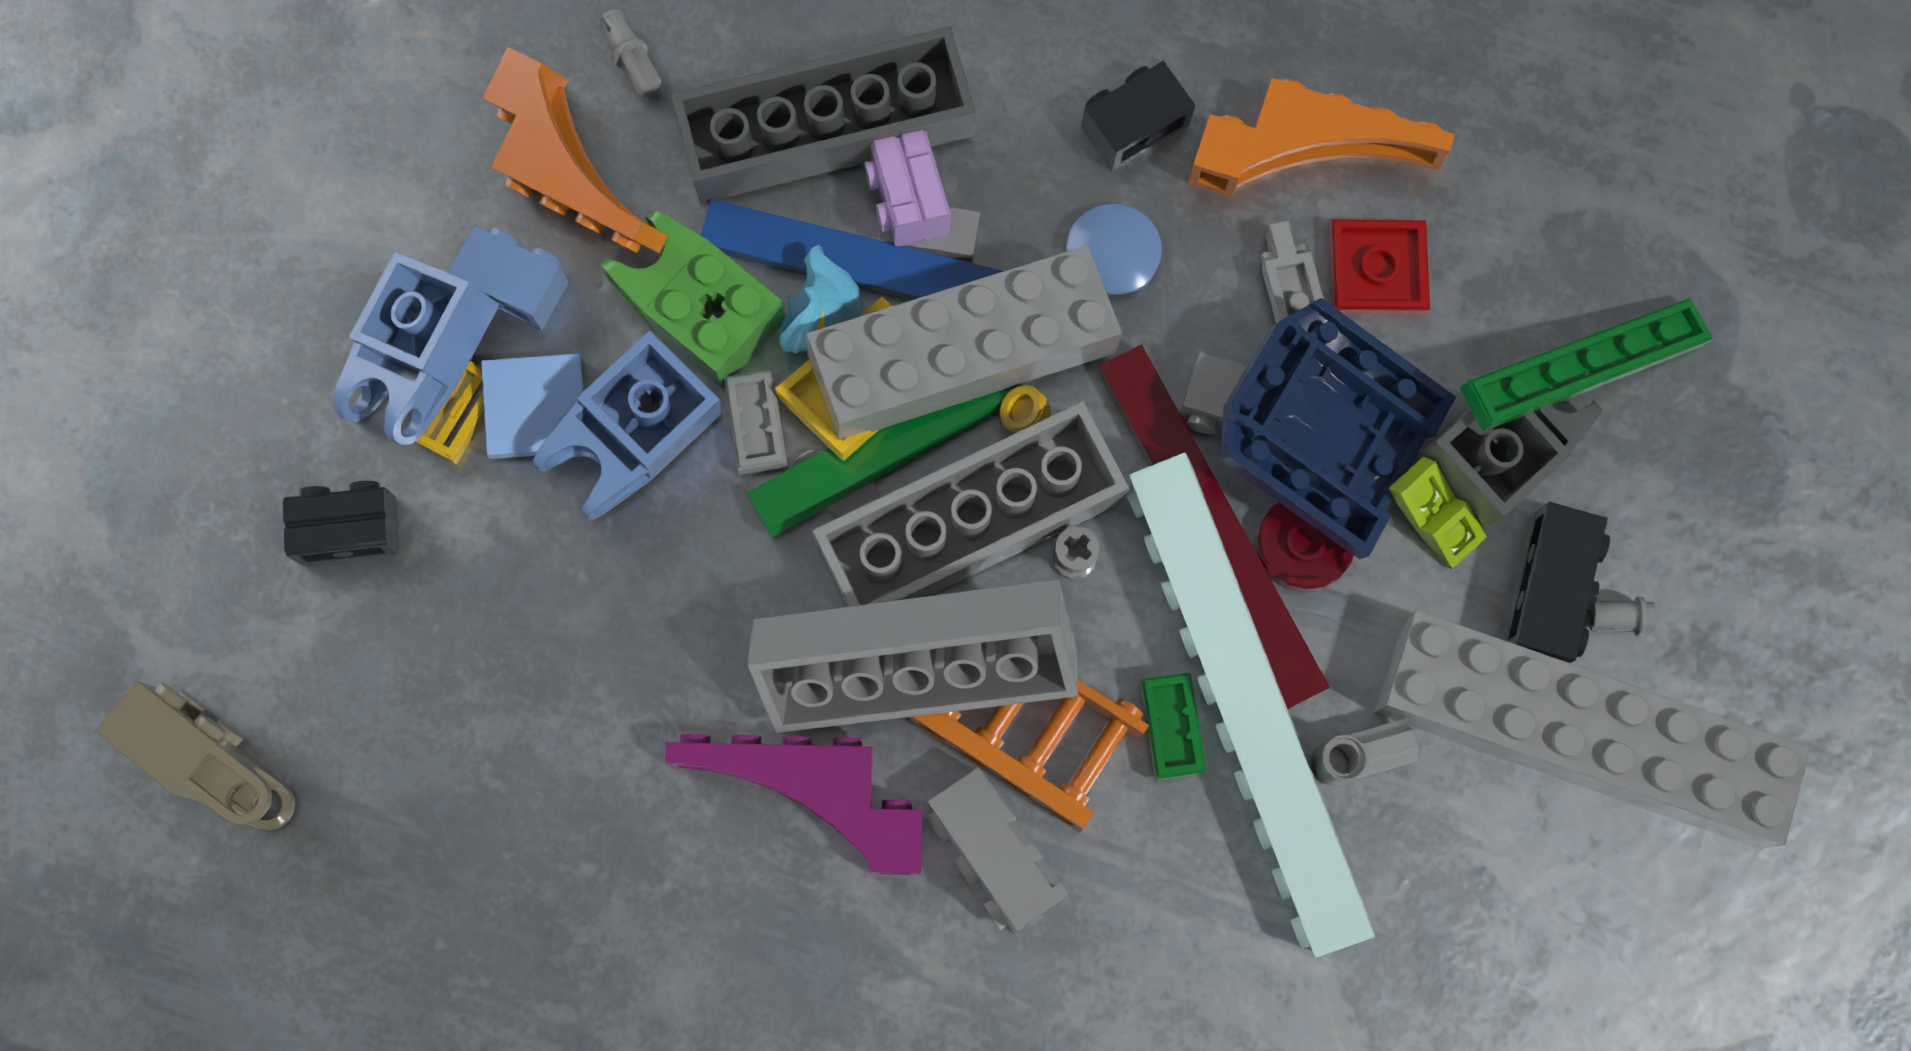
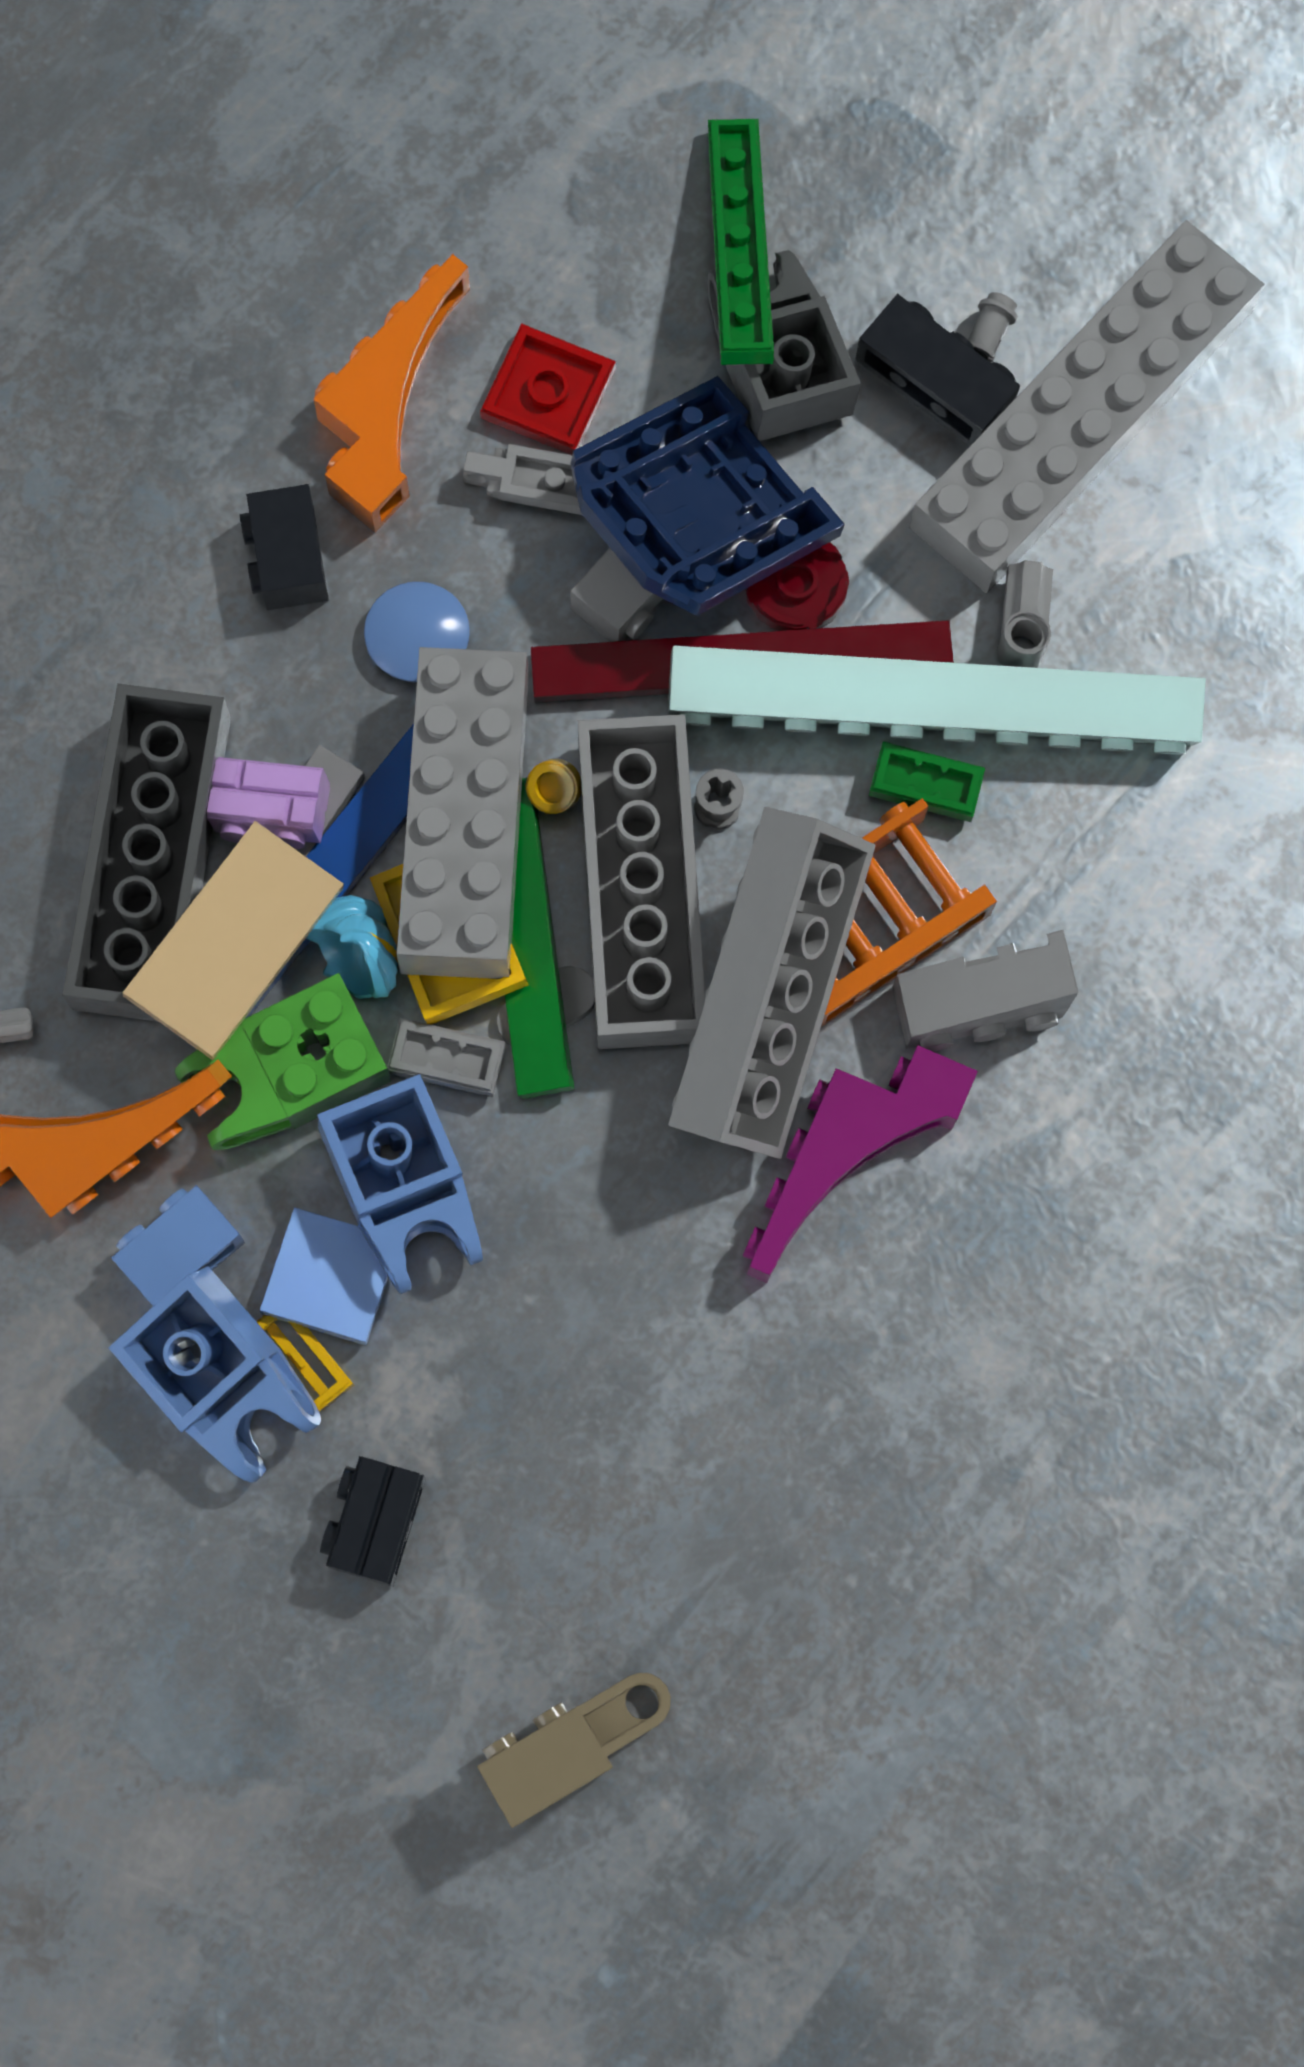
camera: 70 degrees left, 0 degrees up
(770, 204) = (233, 940): none -> tan tile
(1436, 514) = (821, 448): lime slope -> none

